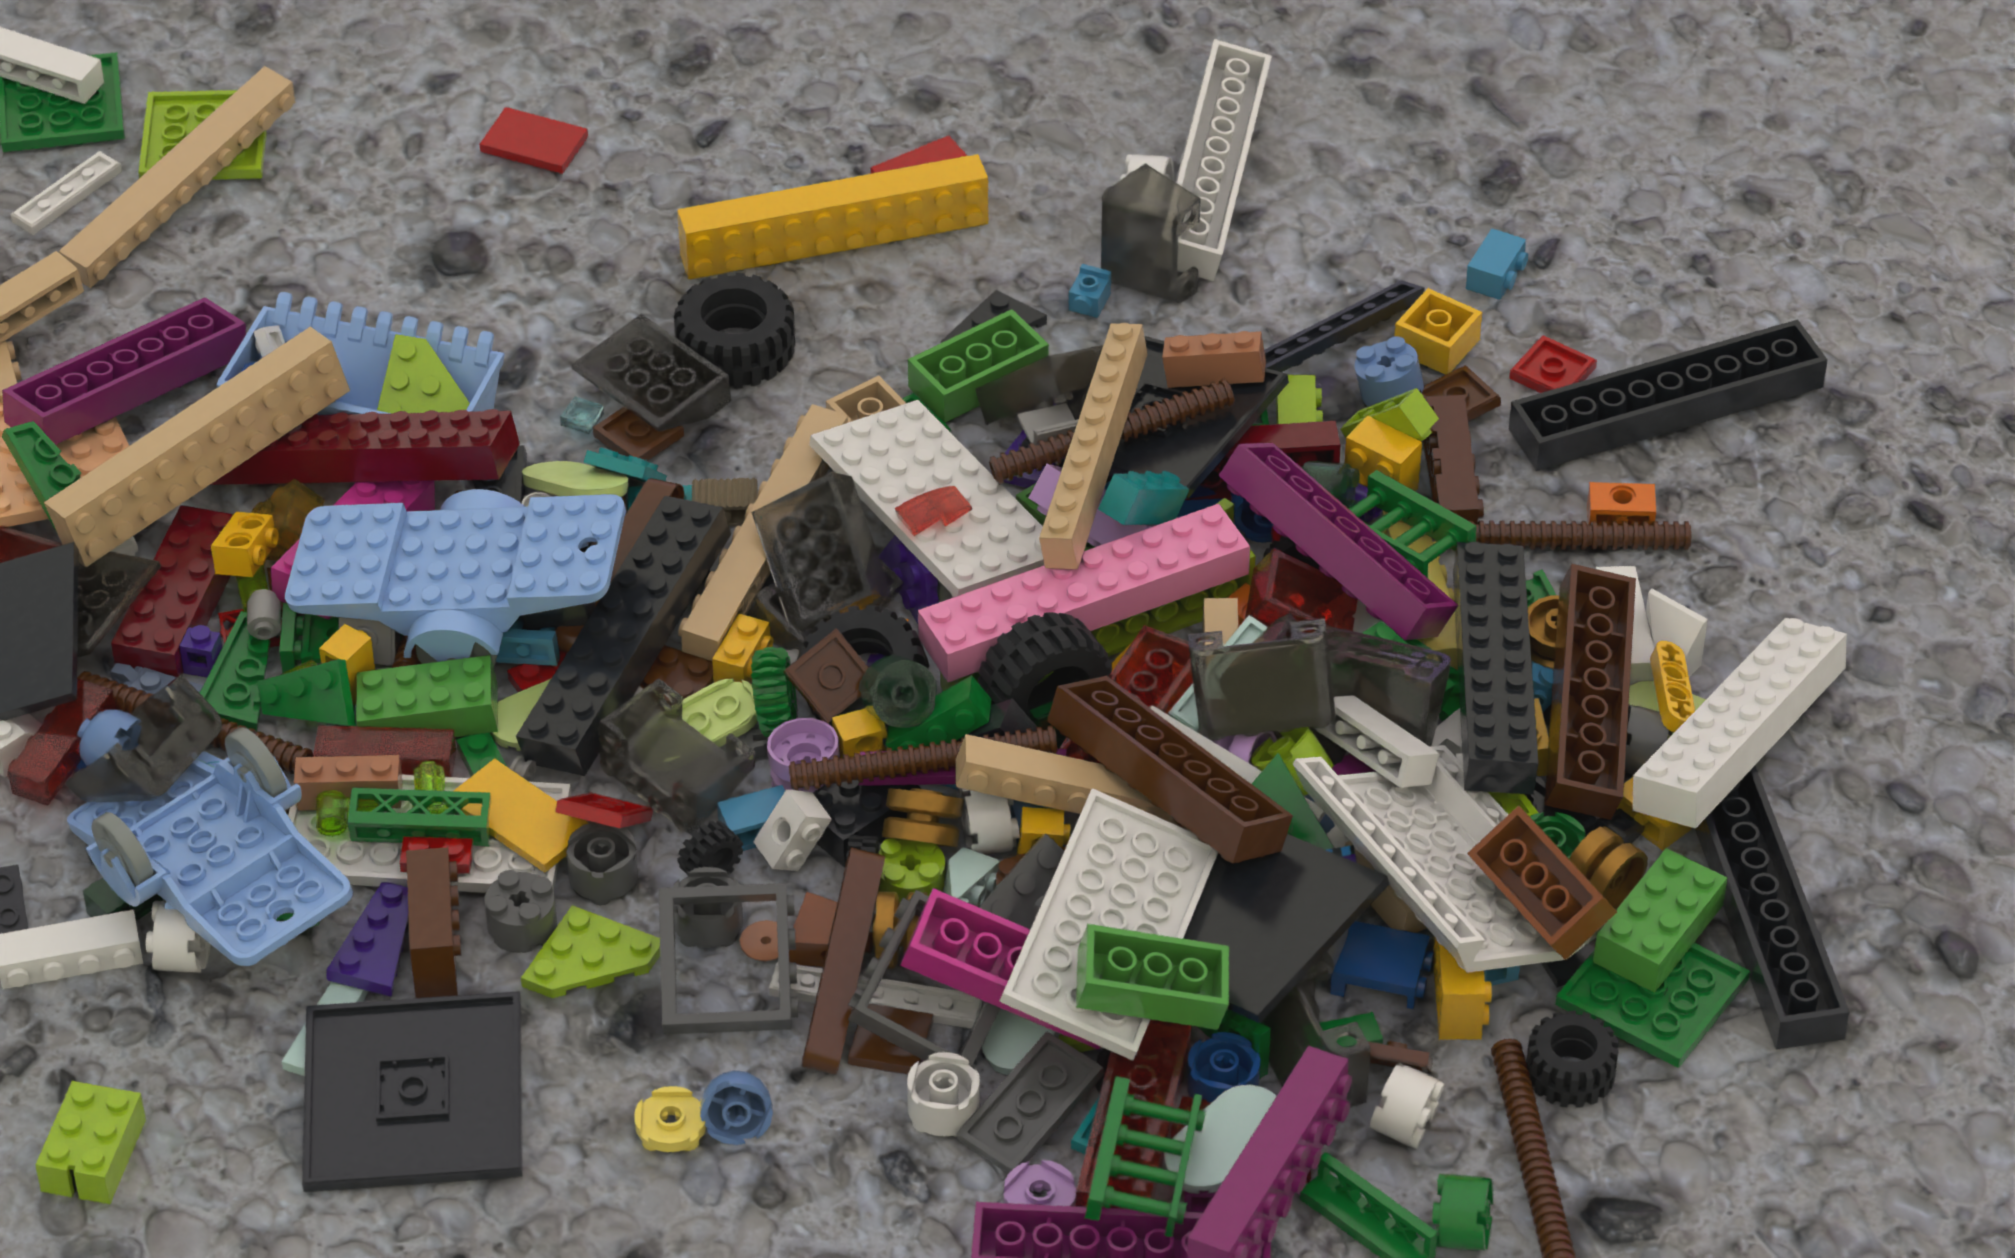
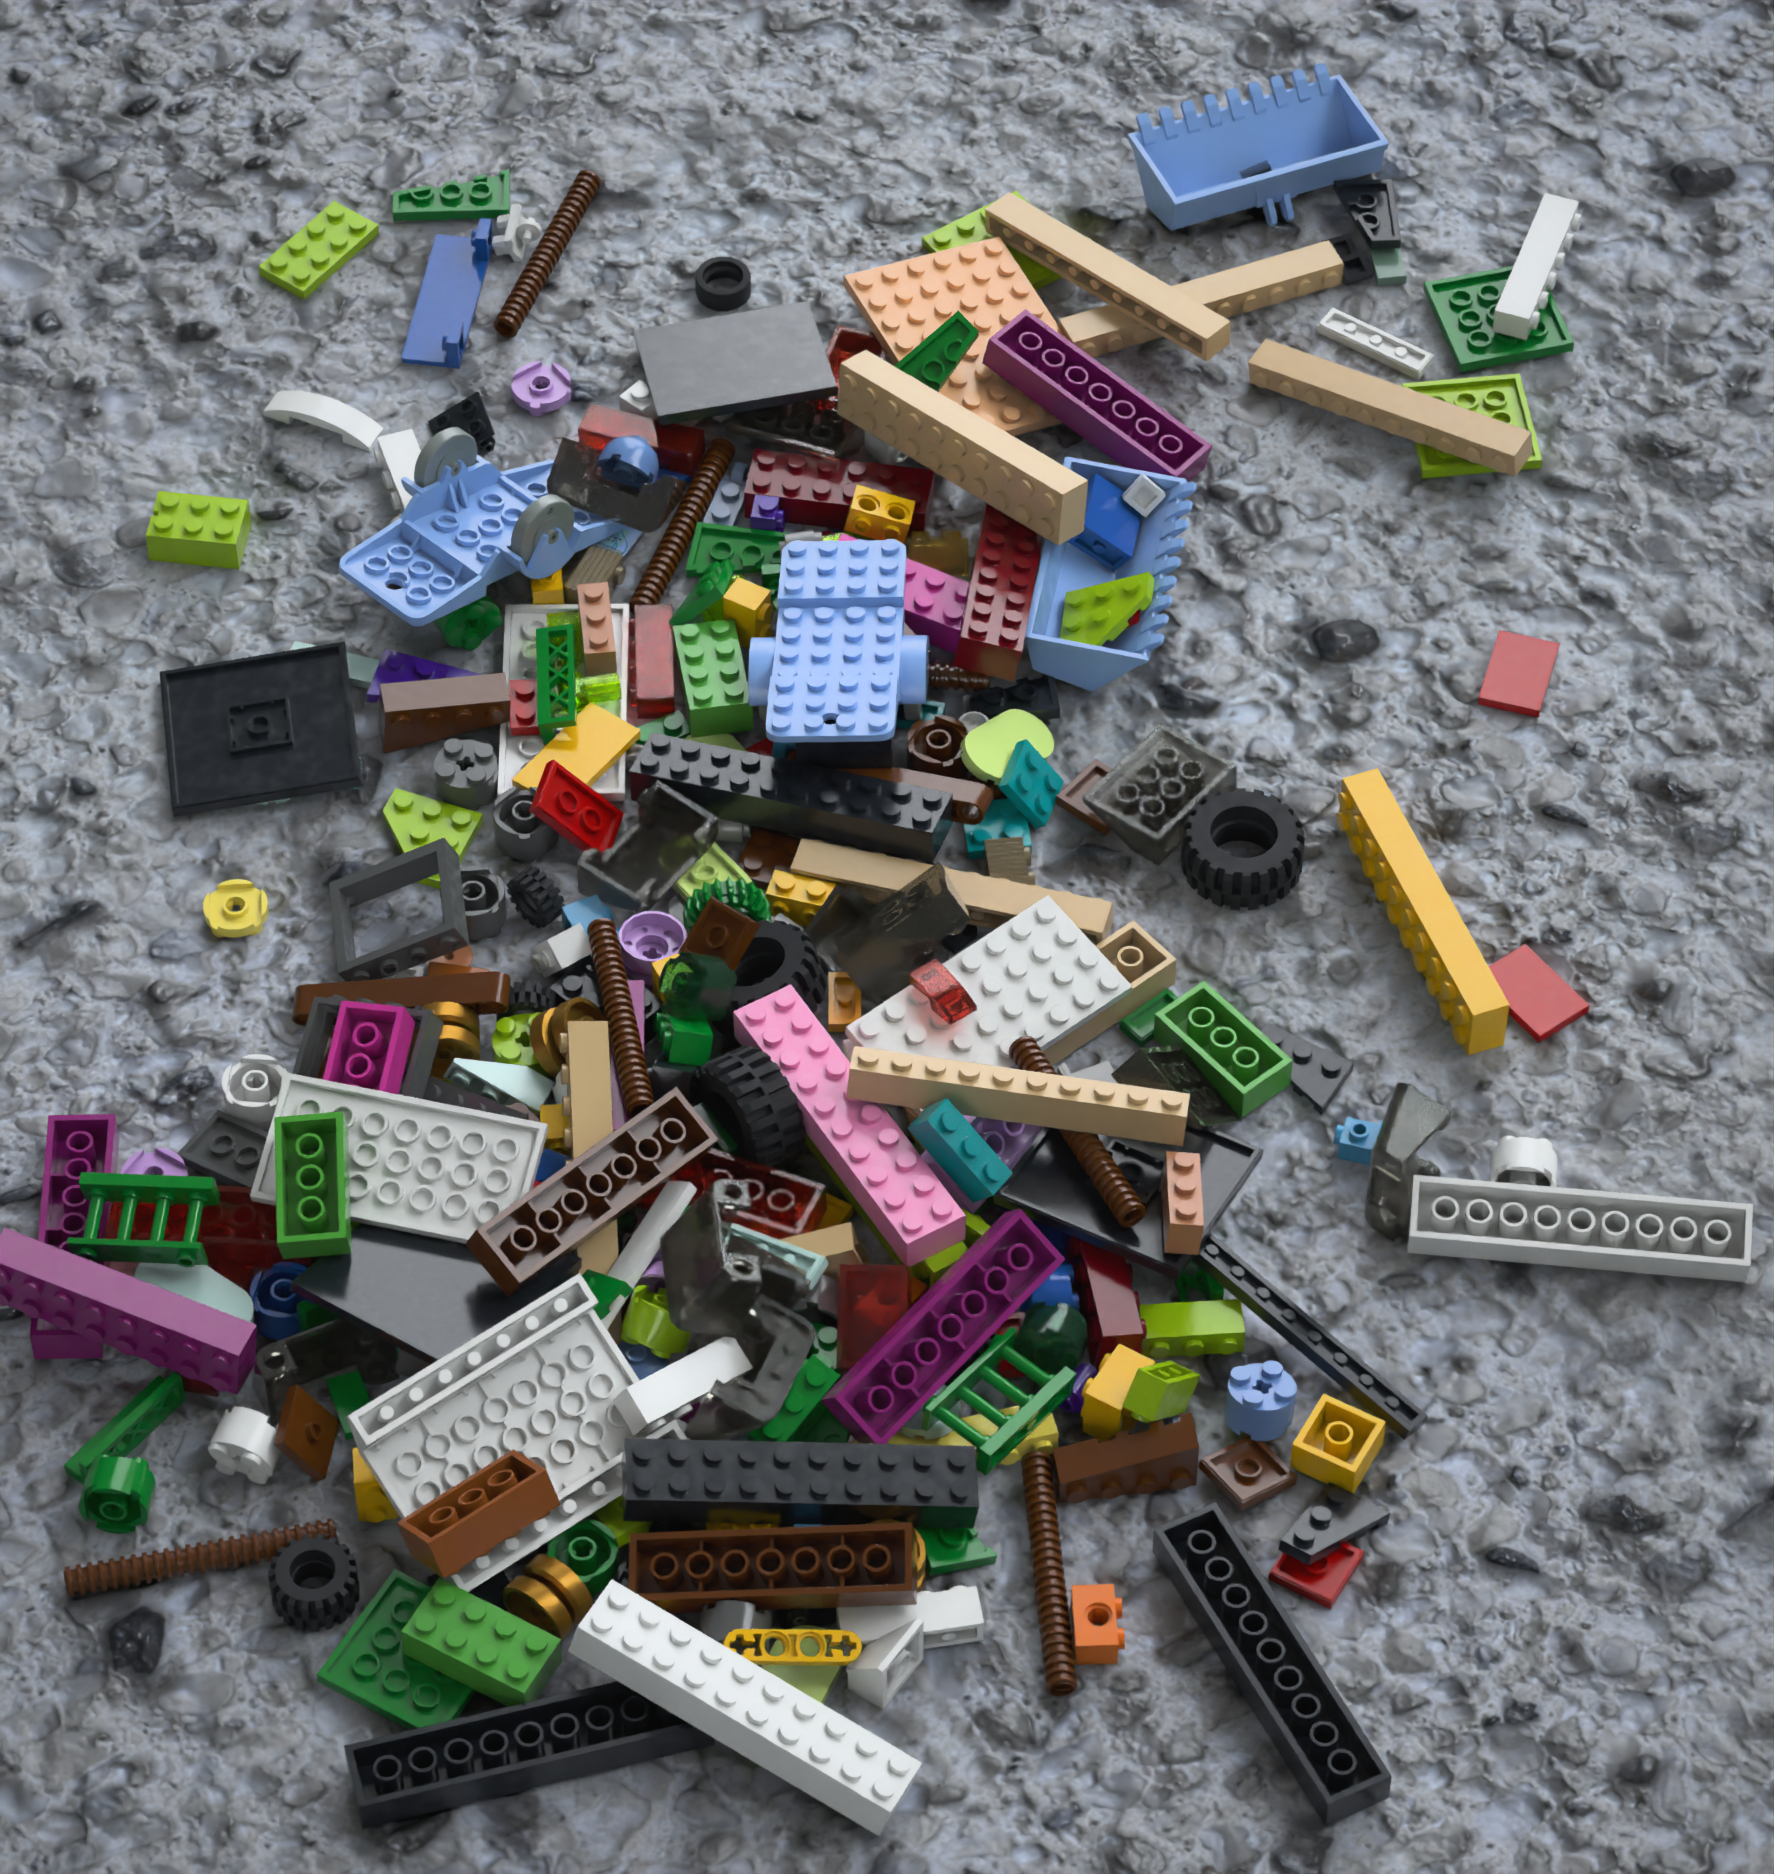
camera: 85 degrees right, 5 degrees up
(582, 415) = (1115, 749): clear light blue plate -> none
(736, 1107) = (243, 946): medium blue cylinder -> none
(1496, 264) = (1467, 1502): dark azure brick -> none
(1518, 349) = (1329, 1522): none -> black wing

